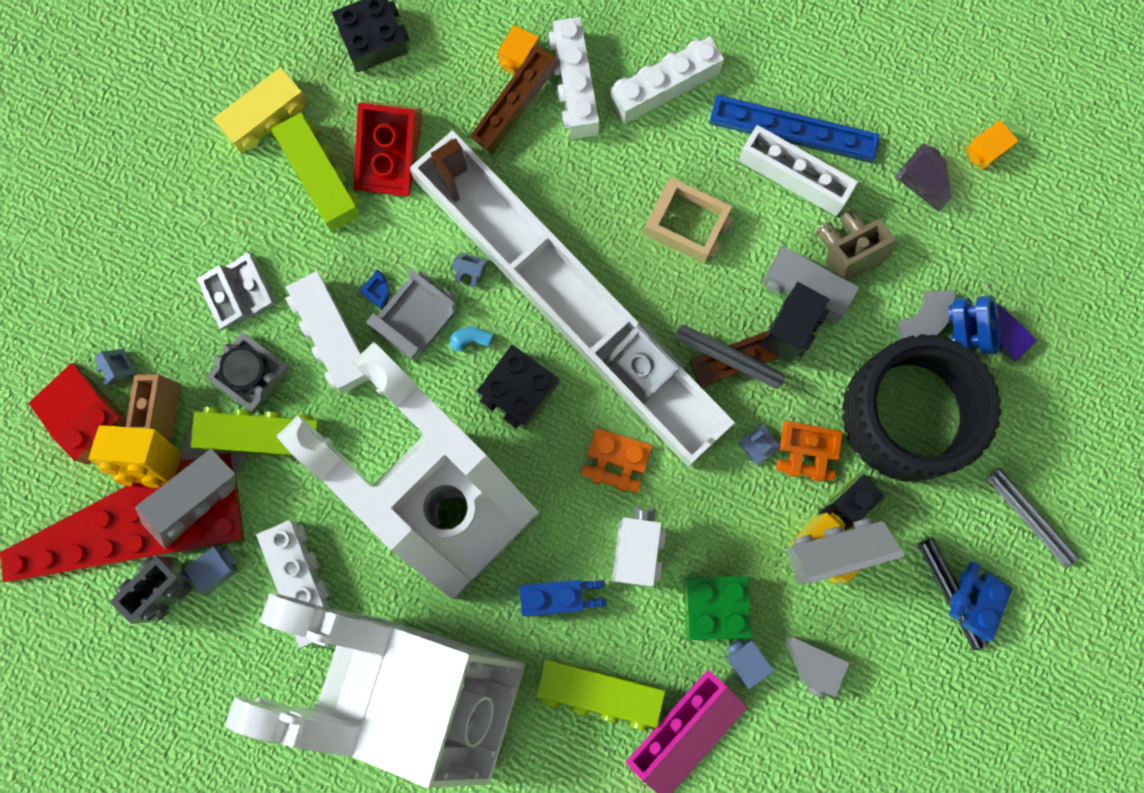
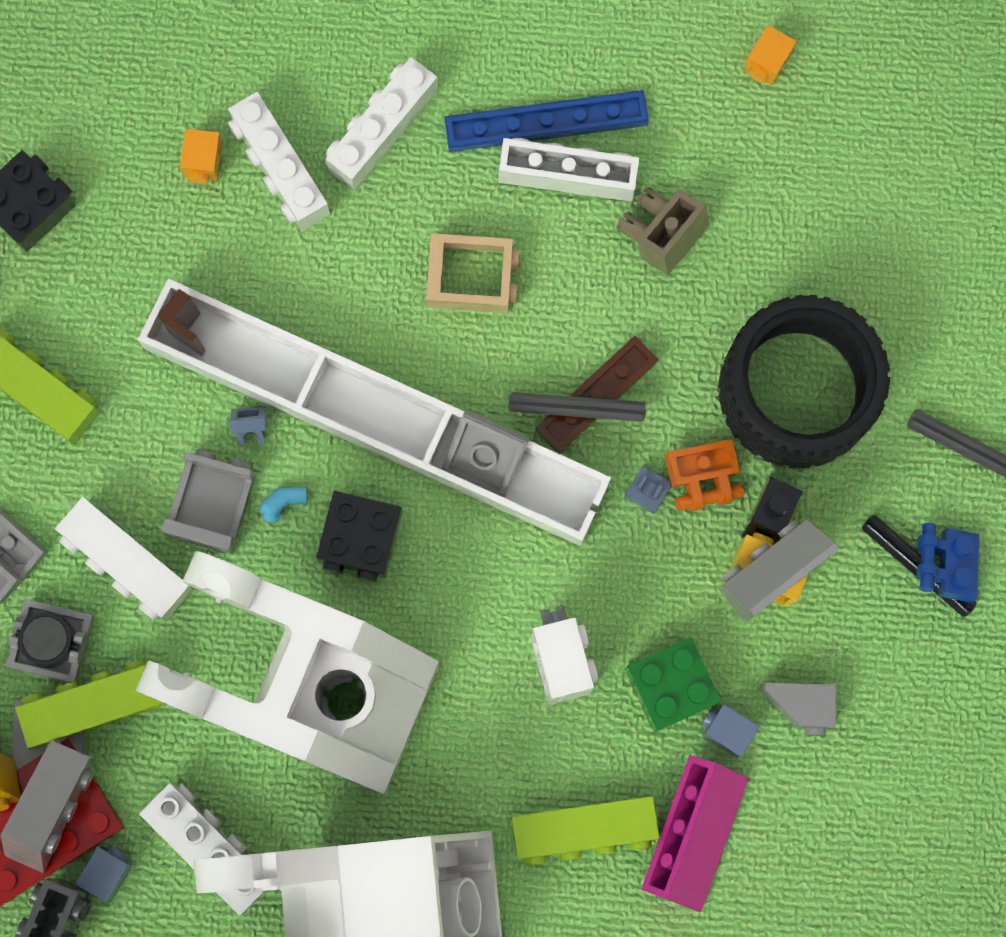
camera: 25 degrees left, 0 degrees up
(376, 290) = (154, 490): blue tile -> none
(386, 147) = (98, 325): red slope -> none
(514, 99) = (221, 214): reddish brown plate -> none
(558, 597) = (497, 744): blue hinge -> none
(617, 451) = (499, 560): orange plate -> none
(791, 267) = (632, 292): light grey brick -> none
(796, 320) = (632, 342): black brick -> none
(927, 176) = (713, 117): clear purple slope -> none
(931, 316) = (779, 273): light grey tile -> none
(962, 315) = (828, 264): blue brick -> none
(1014, 337) = (862, 256): dark purple slope -> none

